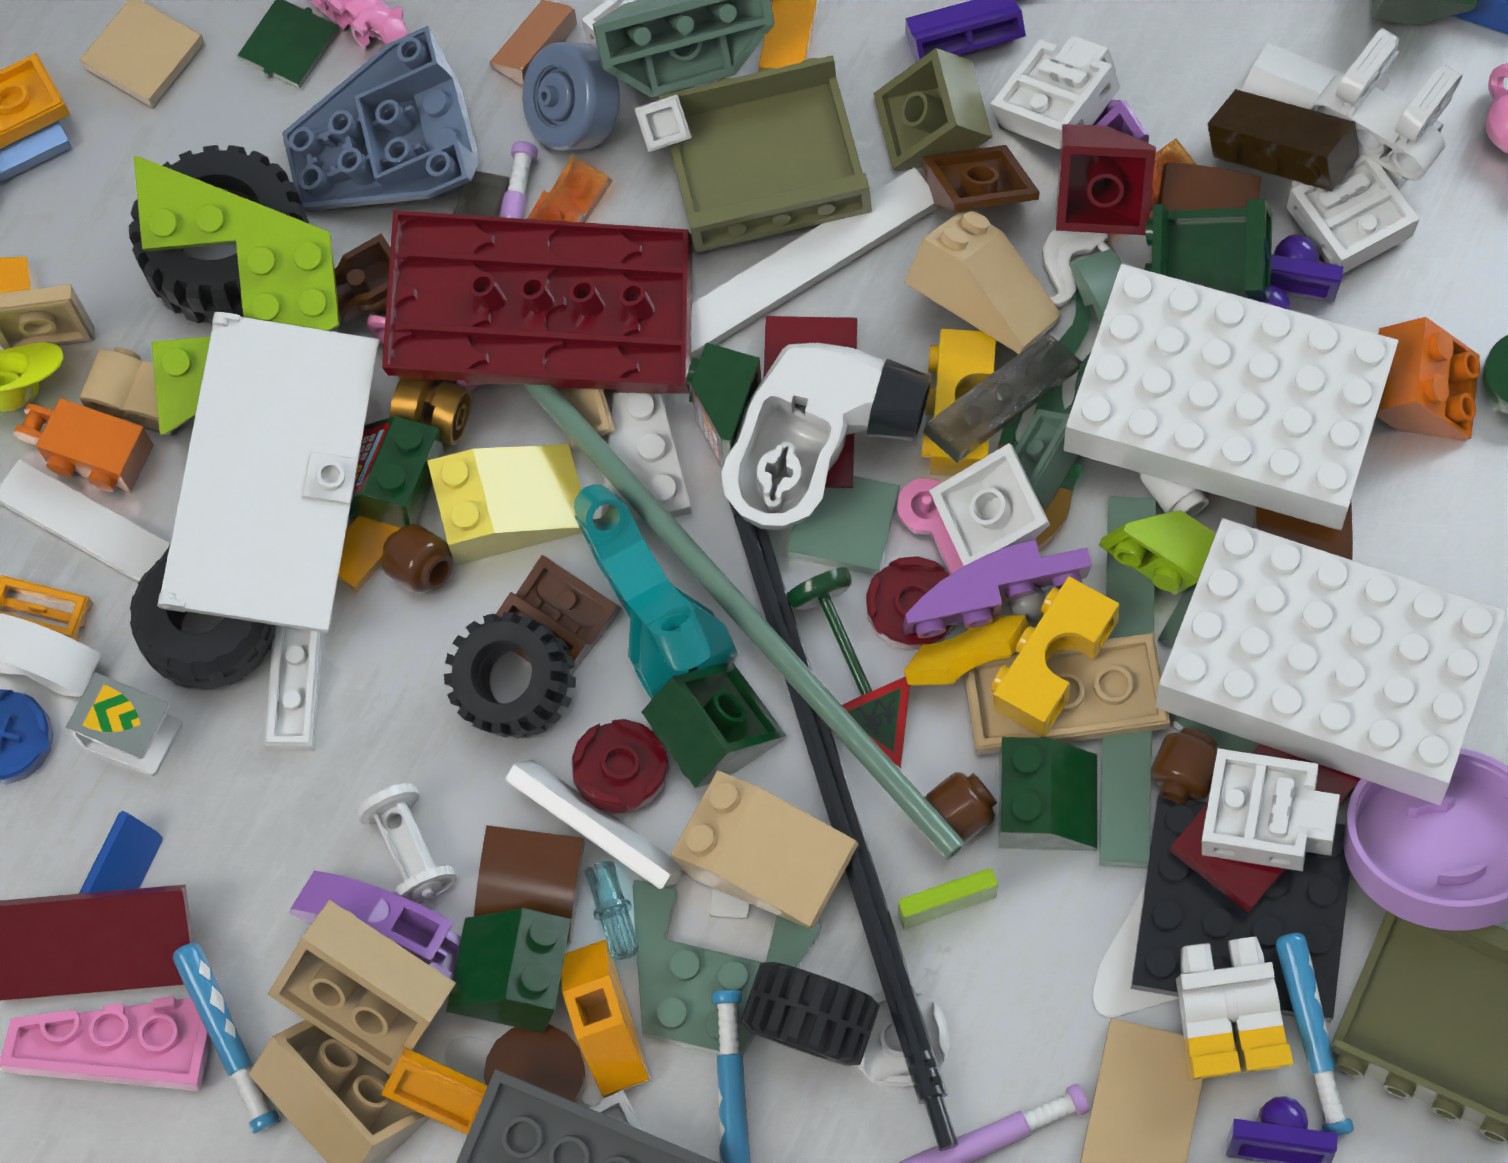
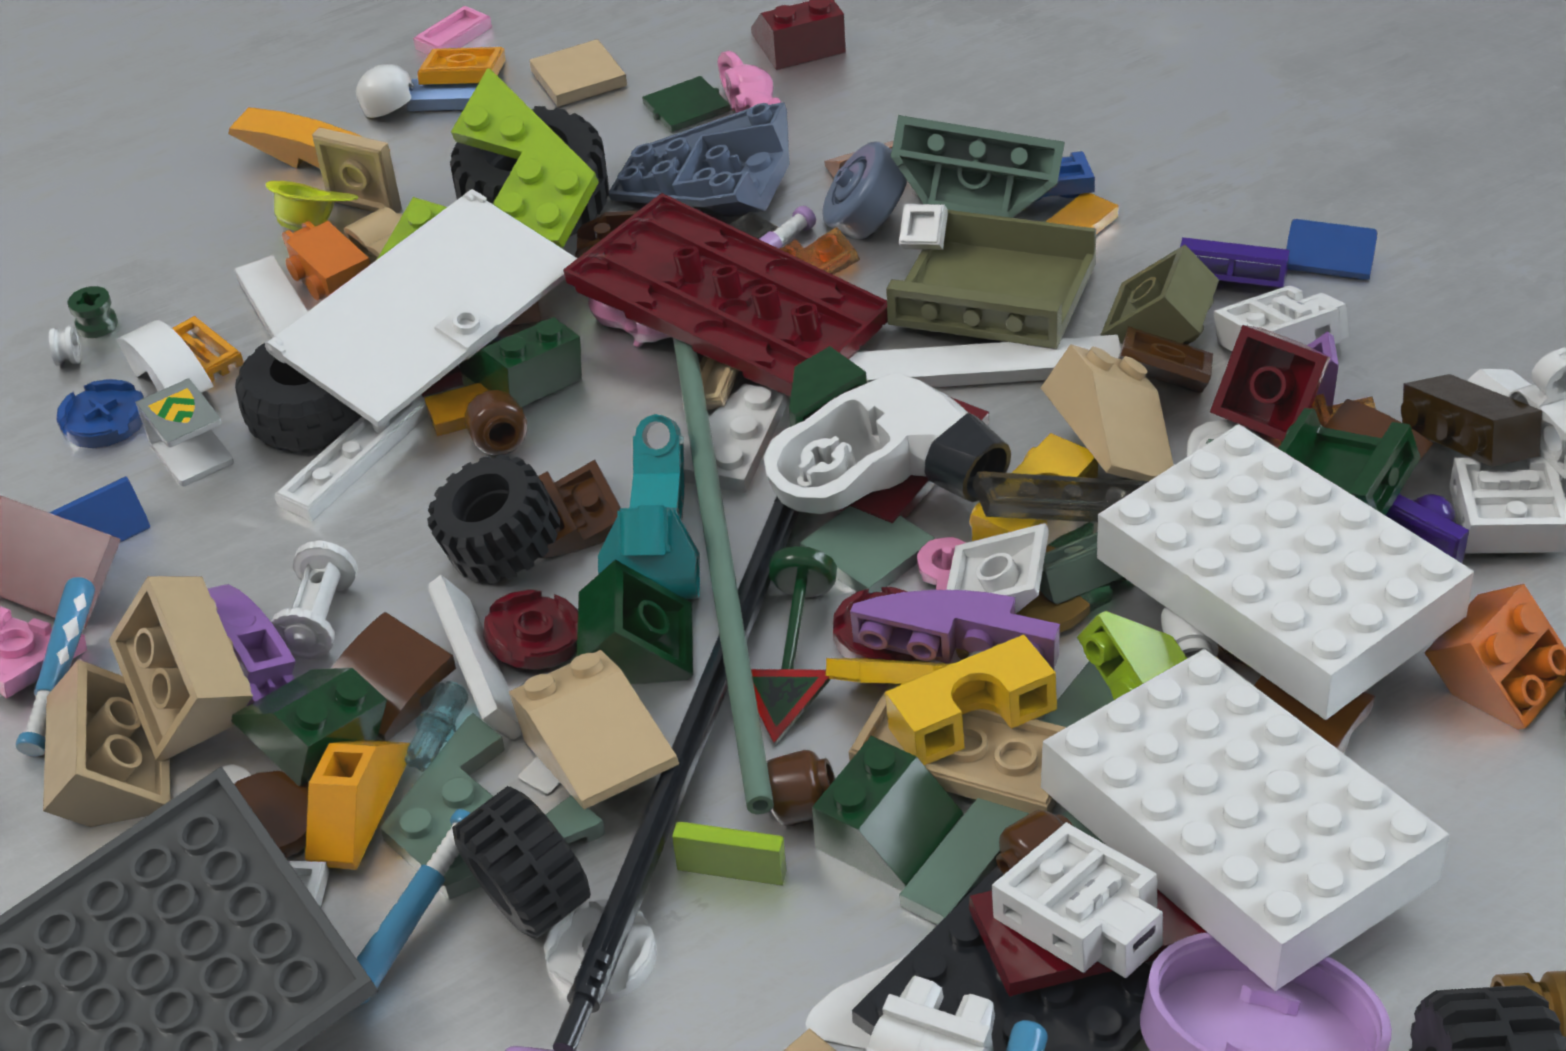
camera: 30 degrees right, 25 degrees down
(434, 1090) = (165, 764): light orange tile -> none
(439, 406) = (602, 335): pearl gold wheel -> none
(505, 498) = (591, 411): light yellow slope -> none

